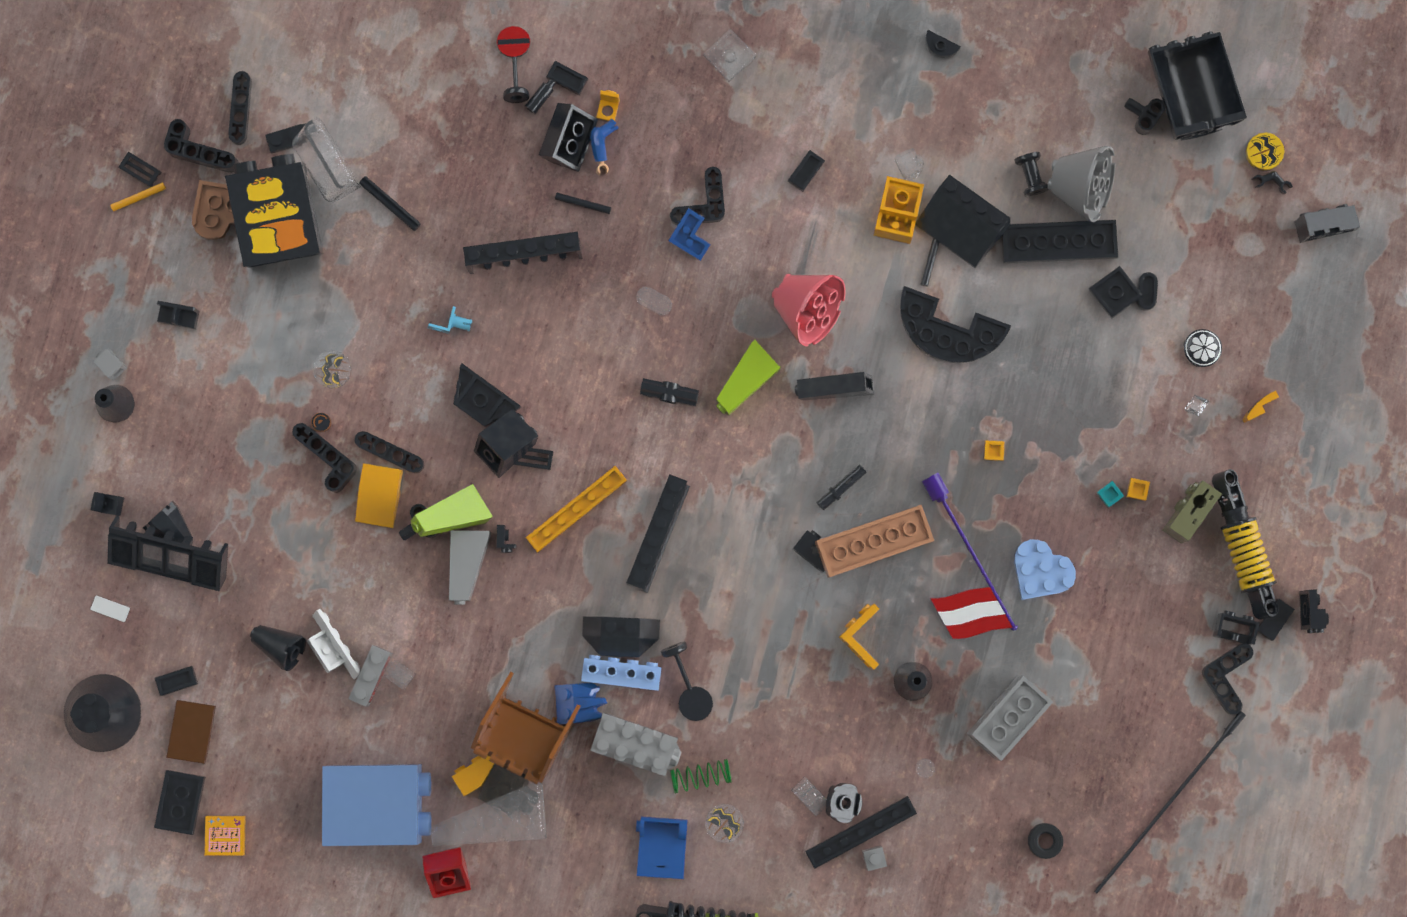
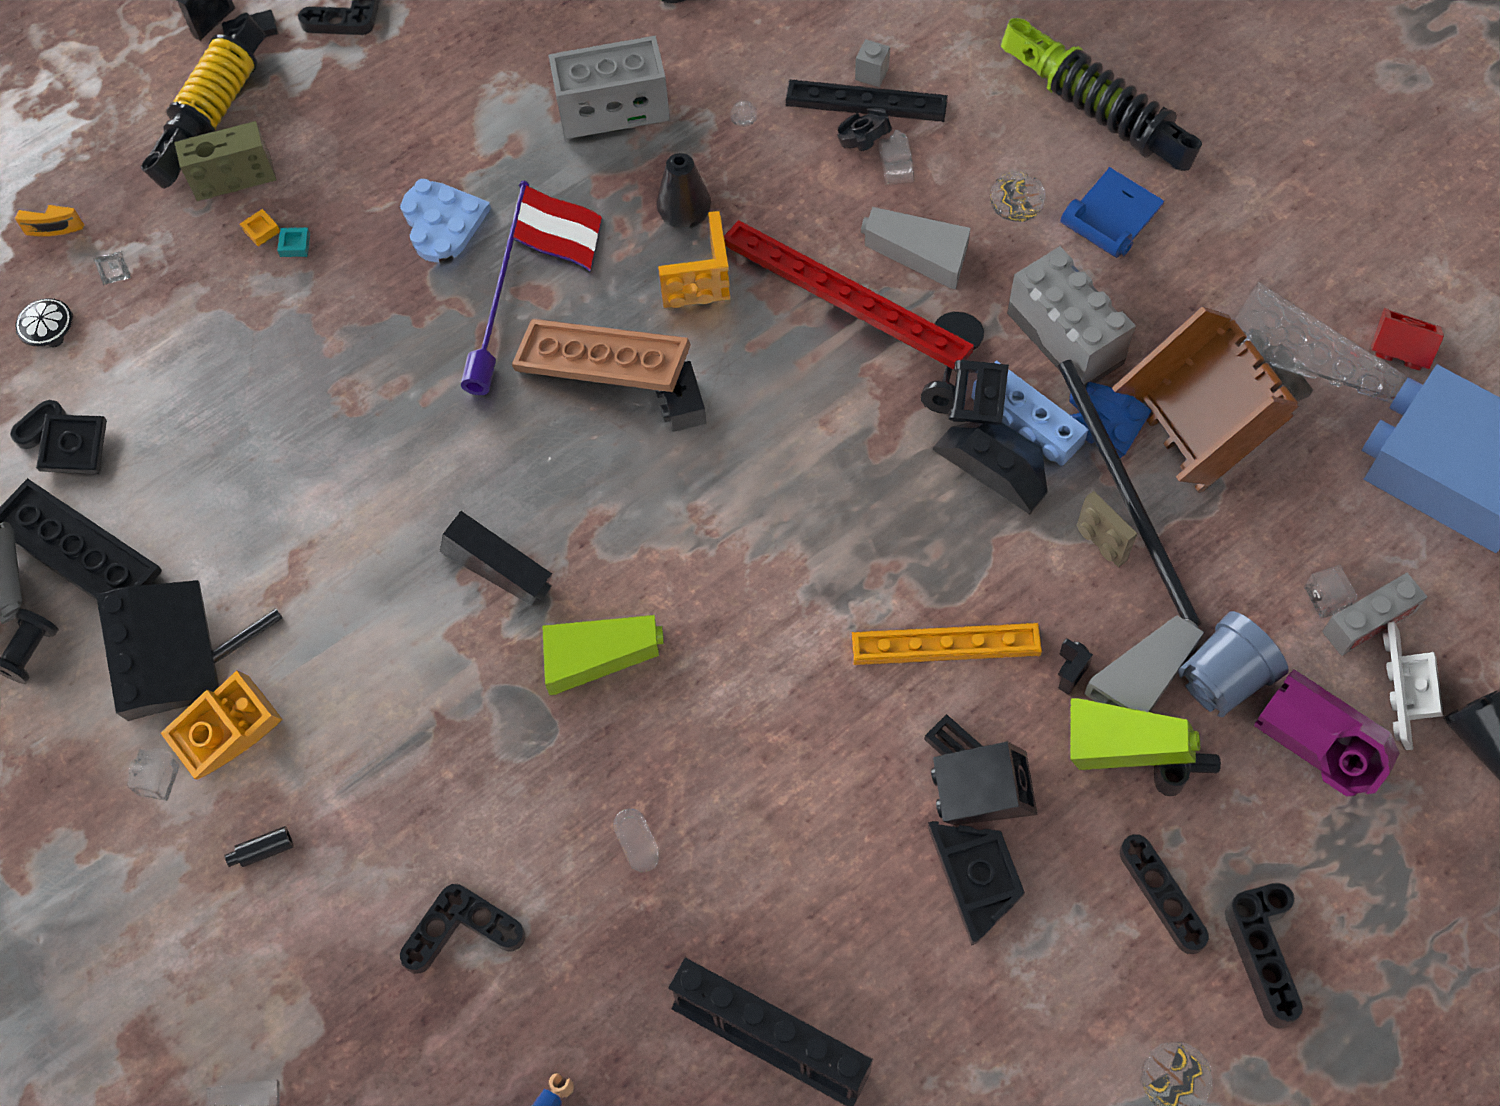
camera: 140 degrees left, 20 degrees down
(321, 422) = (1242, 1008): black tile -> none
(357, 586) = (1330, 735): none -> magenta brick
(378, 495) = (1216, 842): light orange slope -> none
(423, 588) = (1233, 664): none -> sand blue piece
(454, 321) = (947, 1014): medium azure bracket -> none
(473, 776) = (1311, 420): light orange slope -> none
(538, 659) = (1128, 492): none -> black piece
(541, 625) = (1106, 529): none -> dark tan plate
(583, 203) = (627, 1056): black piece -> none
(645, 660) = (988, 394): none -> black plate
(658, 533) = (858, 519): black window -> none
(669, 392) = (711, 702): black piece -> none
(675, 779) = (975, 237): green piece -> none
(685, 236) = (520, 895): blue plate -> none
(754, 745) = (918, 243): none -> light grey slope
(773, 678) = (848, 295): none -> red plate
(806, 170) = (289, 869): black tile -> none
(809, 305) = (441, 678): coral cone -> none
(827, 169) = (260, 847): none -> black cylinder
(835, 492) = (599, 445): black pin -> none
(946, 340) = (314, 527): black plate -> none
(994, 450) = (376, 368): light orange plate -> none
(1233, 636) = (287, 25): black window -> none

